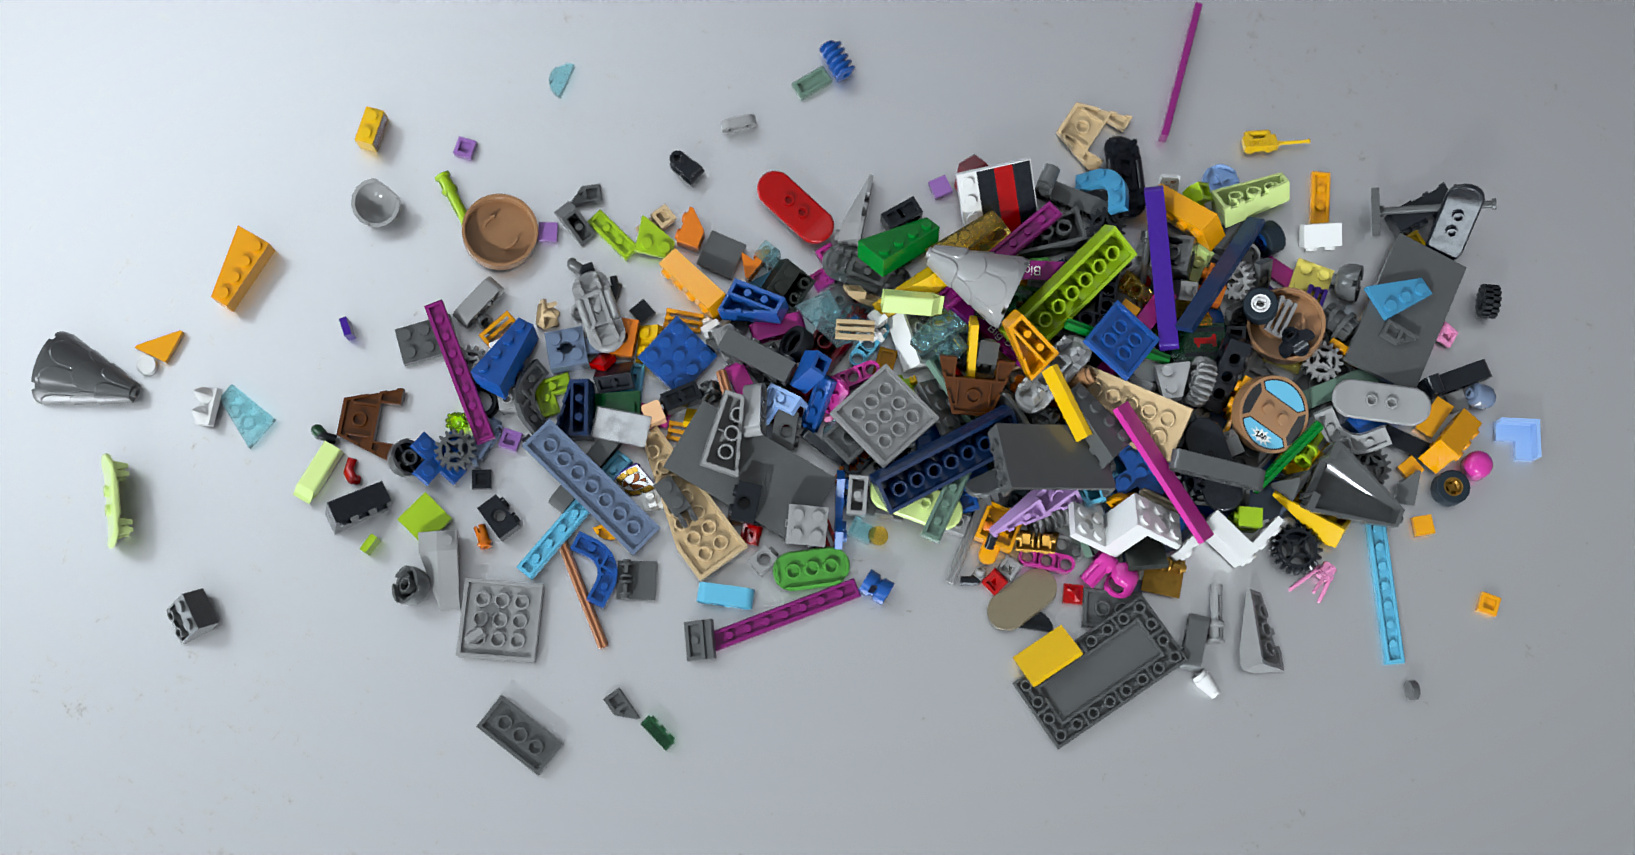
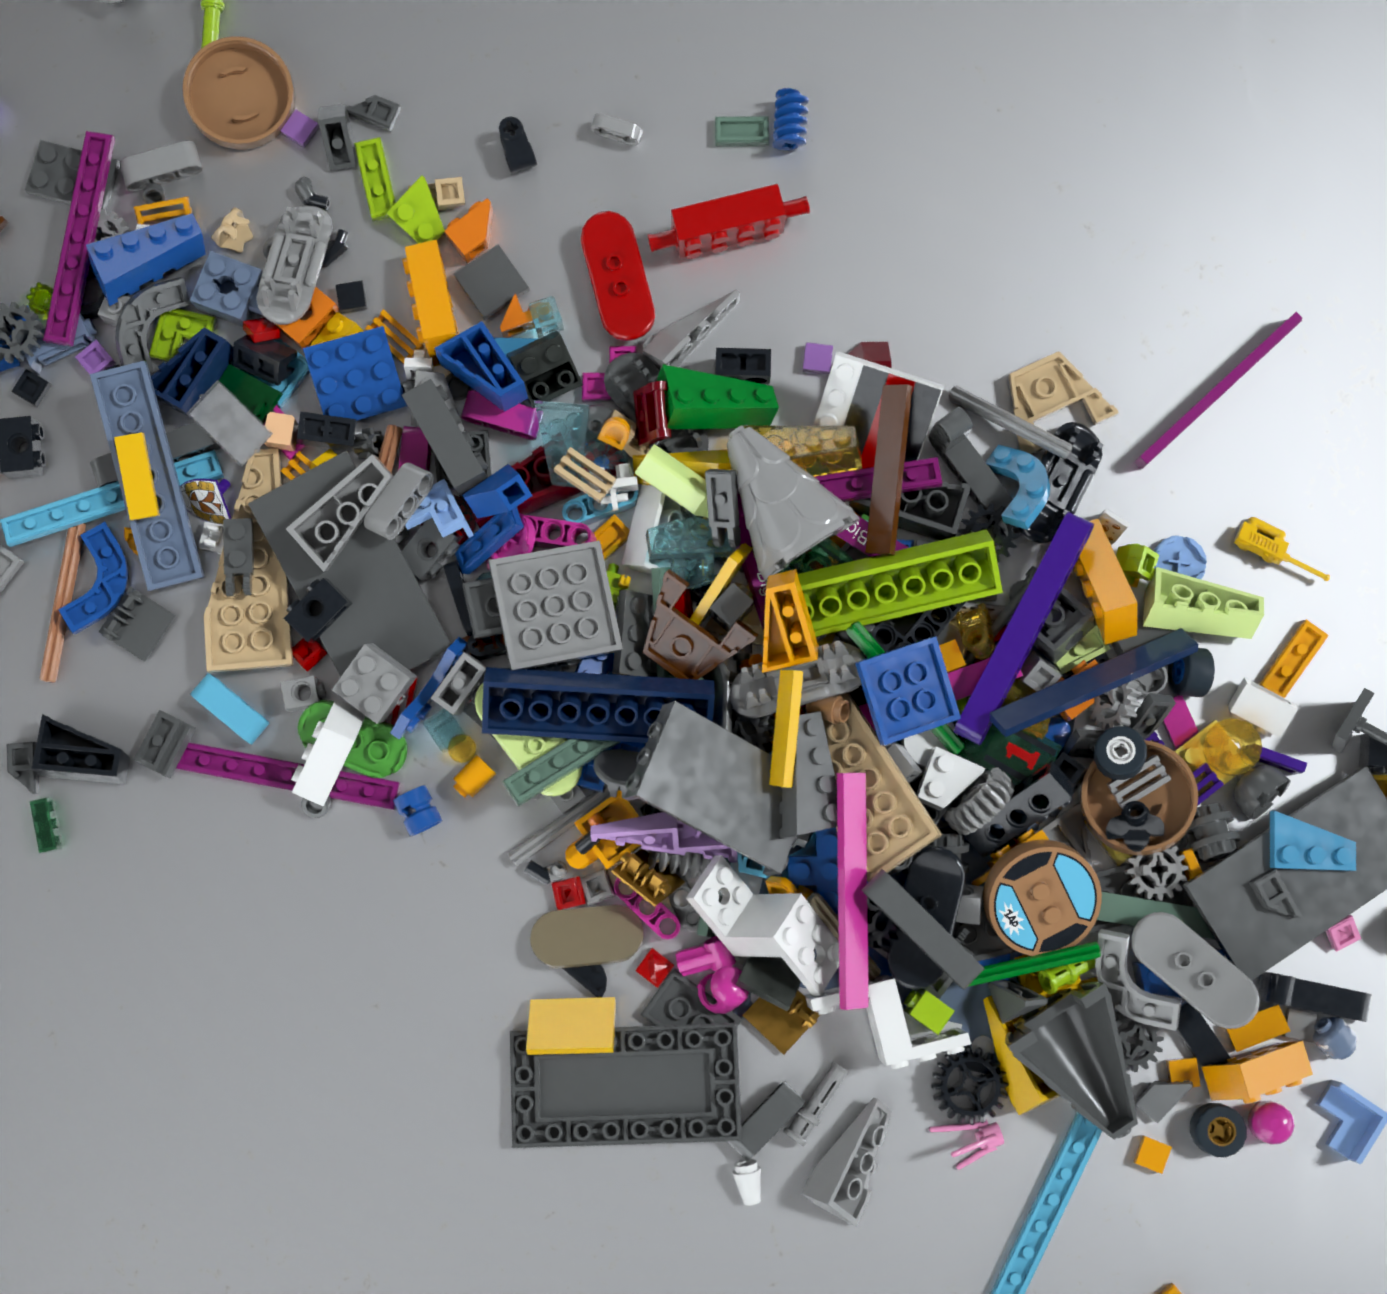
camera: 30 degrees right, 5 degrees up
(587, 489) = (137, 476): none -> yellow tile
(653, 677) = (77, 756): none -> black wedge
(790, 339) = (507, 446): black tyre -> none
(805, 582) = (328, 753): none -> white wedge
(812, 620) = (315, 810): none -> tile
(840, 138) = (728, 222): none -> red brick
(854, 296) = (615, 432): none -> light orange tile
(865, 276) = (651, 413): none -> dark red plate
(896, 547) = (473, 777): none -> light orange brick
(947, 299) = (723, 506): none -> dark grey hinge
(1028, 222) = (888, 469): none -> reddish brown tile
(1075, 158) = (1010, 422): none -> light grey axle
(1319, 276) = (1241, 733): none -> clear yellow plate
(1352, 258) = (1282, 761): none -> dark purple tile

